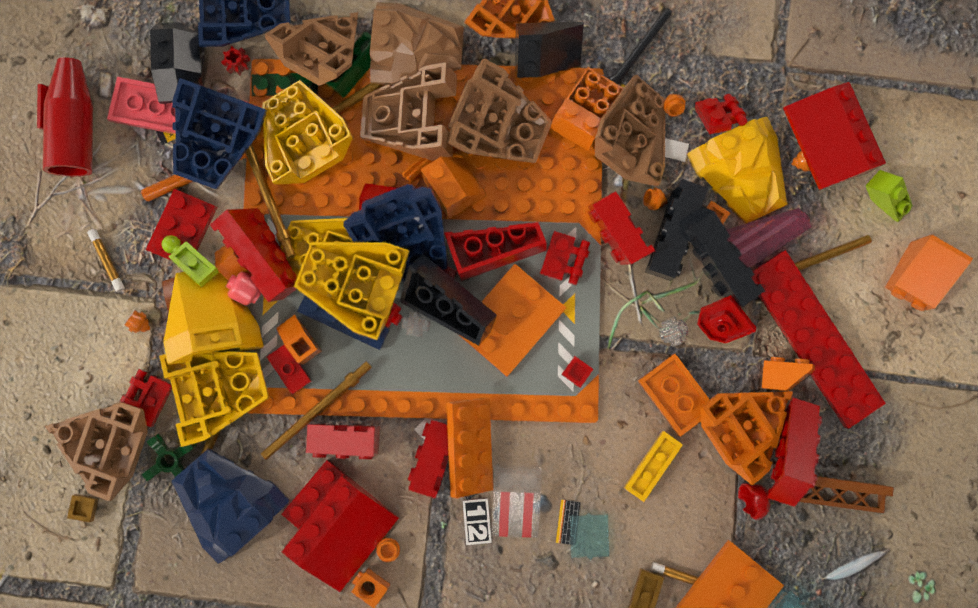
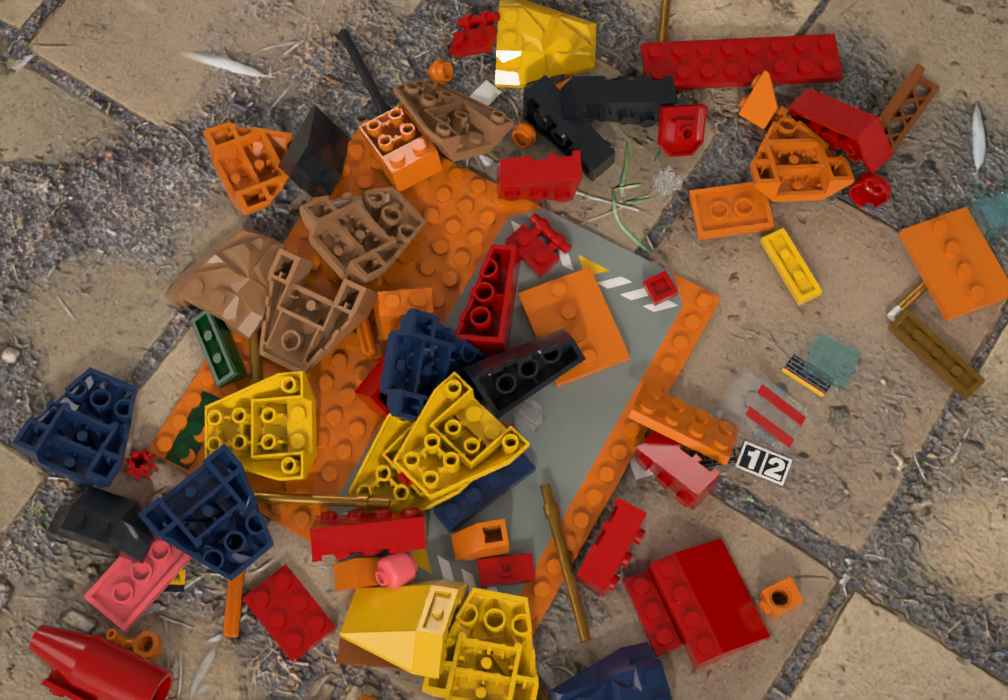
camera: 60 degrees left, 15 degrees down
(105, 140) = (139, 644): none -> orange plate
(189, 260) = (334, 611): lime plate -> none
(317, 48) = (183, 369): medium nougat wedge -> none
(388, 549) = (749, 564): orange plate -> none
(767, 235) = (618, 47): clear pink slope -> none

